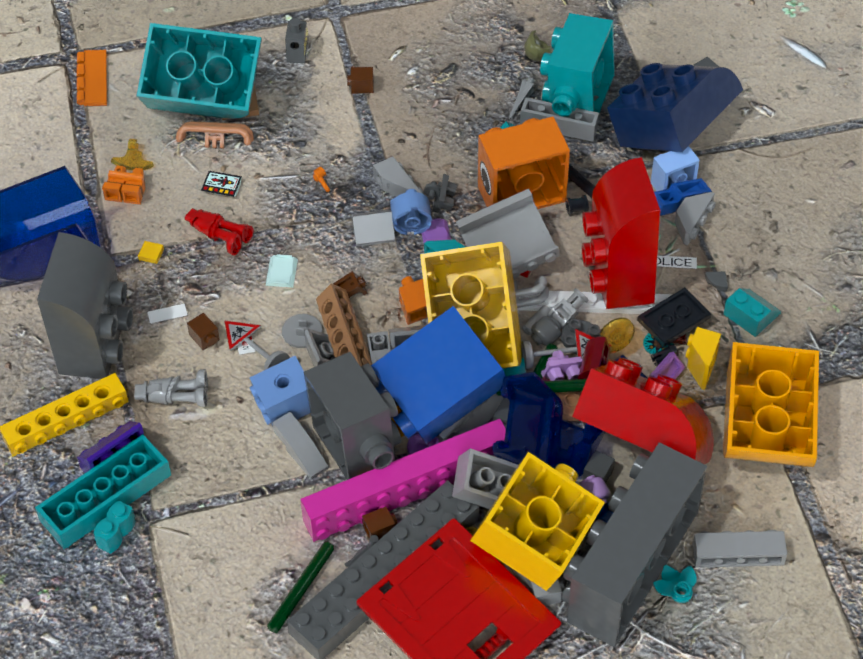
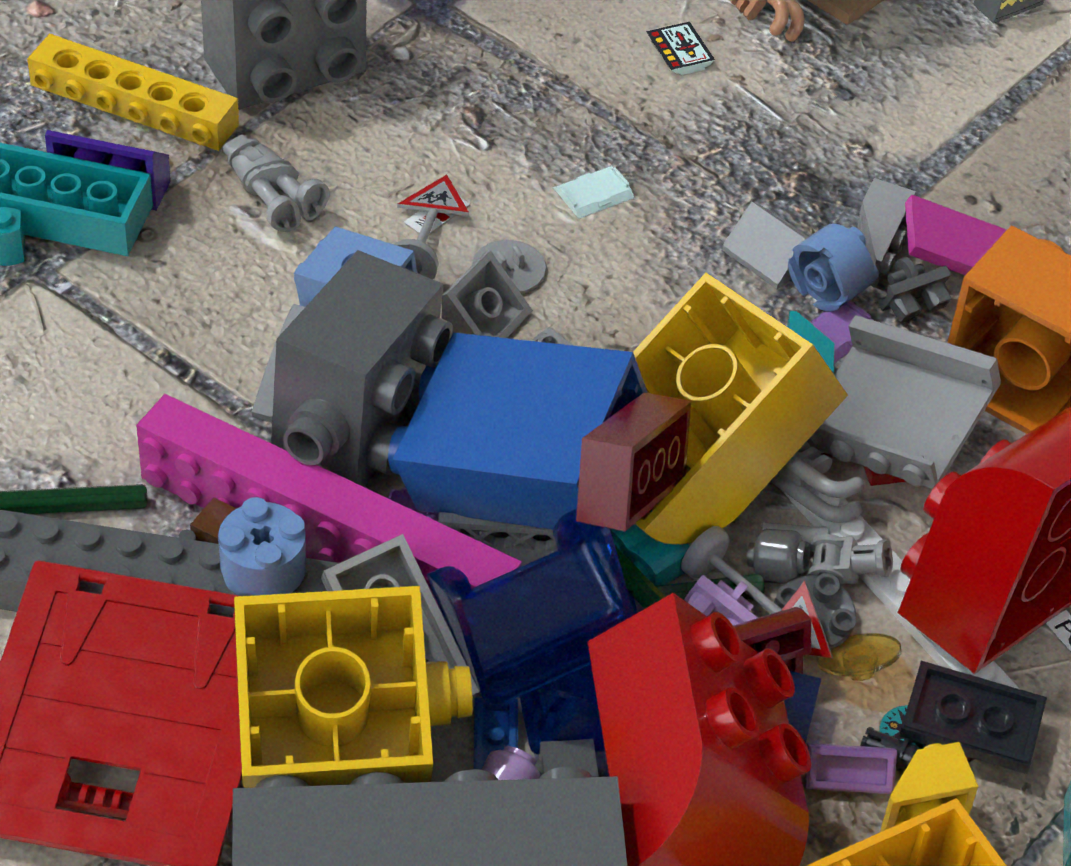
camera: 50 degrees right, 5 degrees down
(151, 252) = (490, 38): yellow tile -> none
(167, 313) = (405, 111): white sticker -> none
(203, 331) = (400, 157): reddish brown brick -> none
(212, 224) = (592, 73): red piece -> none
(319, 175) = (804, 138): orange hand -> none
(342, 324) = (546, 292): medium nougat brick -> none
(352, 284) = (638, 273): reddish brown bracket -> none
(361, 80) = (1026, 92): reddish brown brick -> none
(422, 509) = (262, 549): none -> medium blue brick
(430, 161) = (947, 235): none -> dark pink tile
(503, 341) = (633, 461): none -> dark red brick

